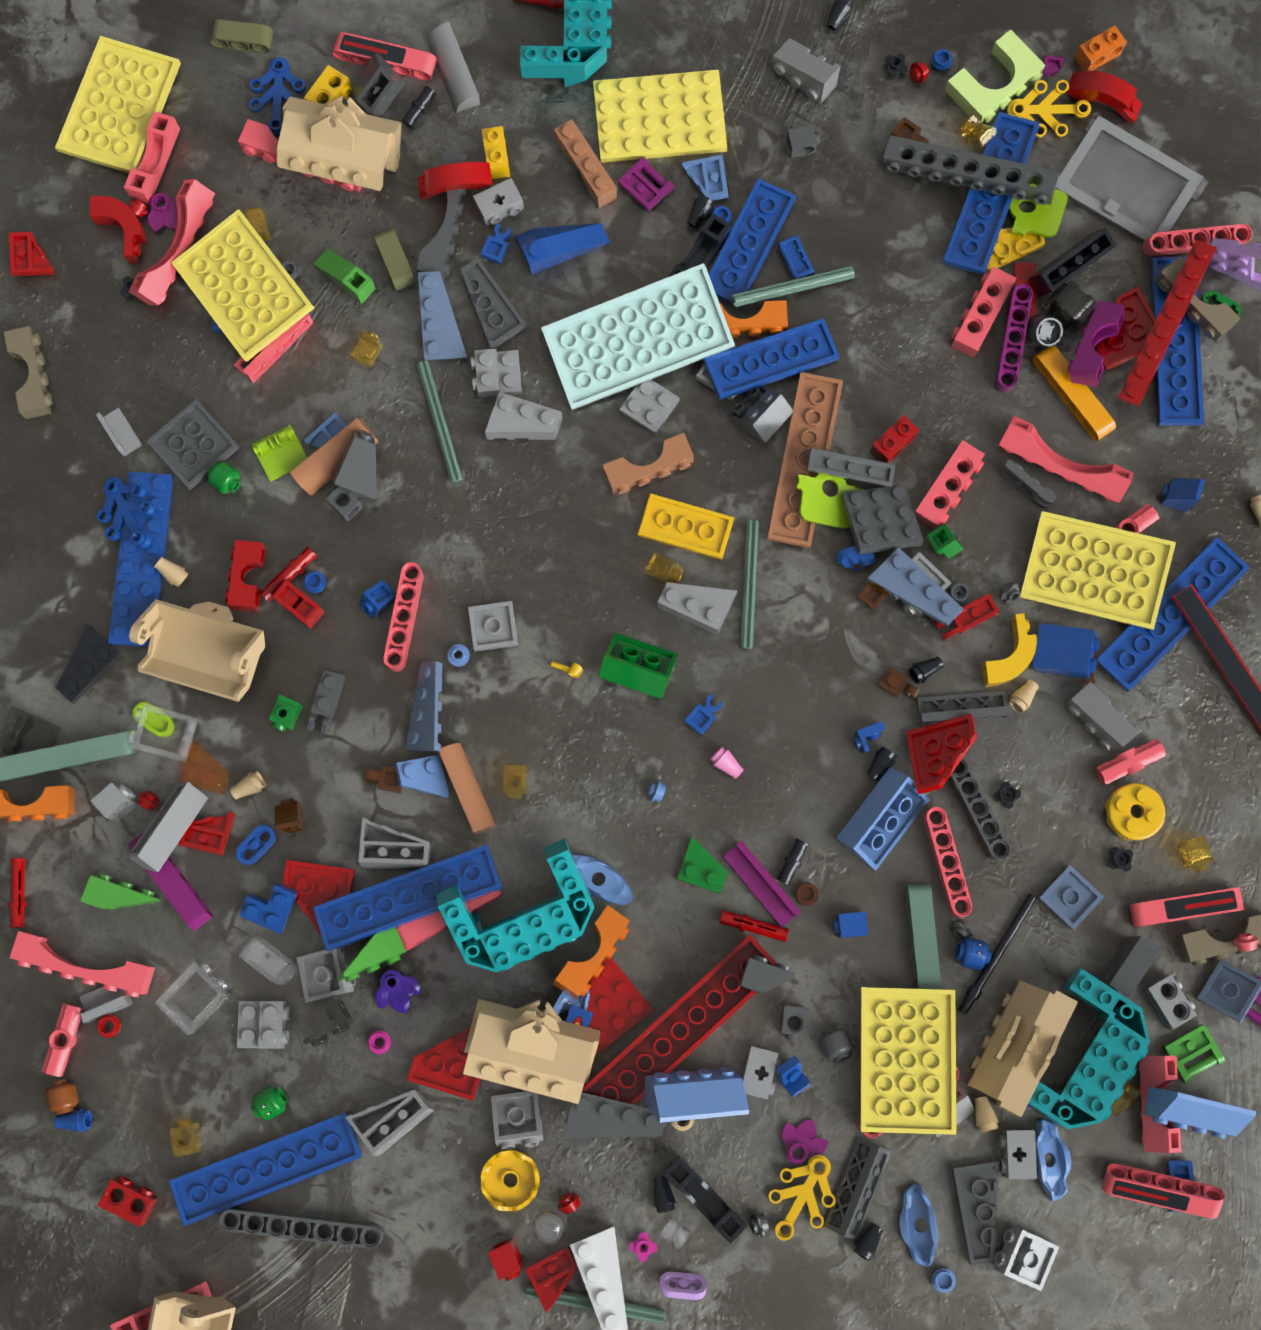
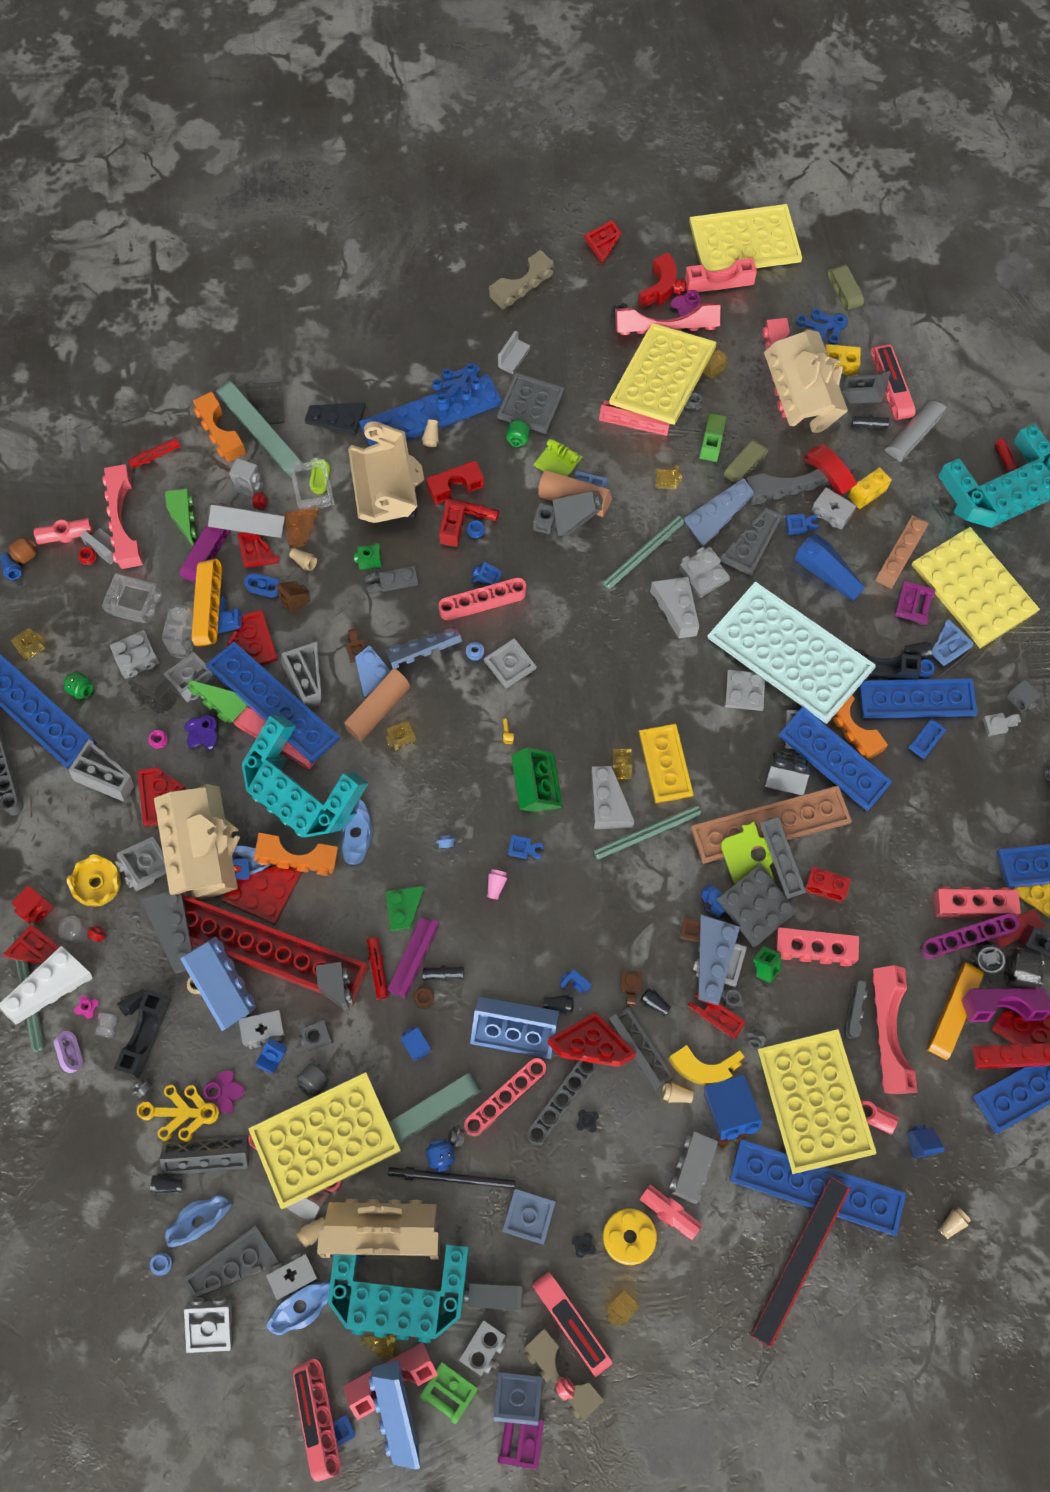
camera: 60 degrees right, 10 degrees down
(248, 915) = (206, 602): none -> light orange beam
(623, 475) = (715, 725): nougat arch -> none
(792, 286) = (907, 750): sand green axle -> none
(815, 182) = (998, 724): none -> light grey plate

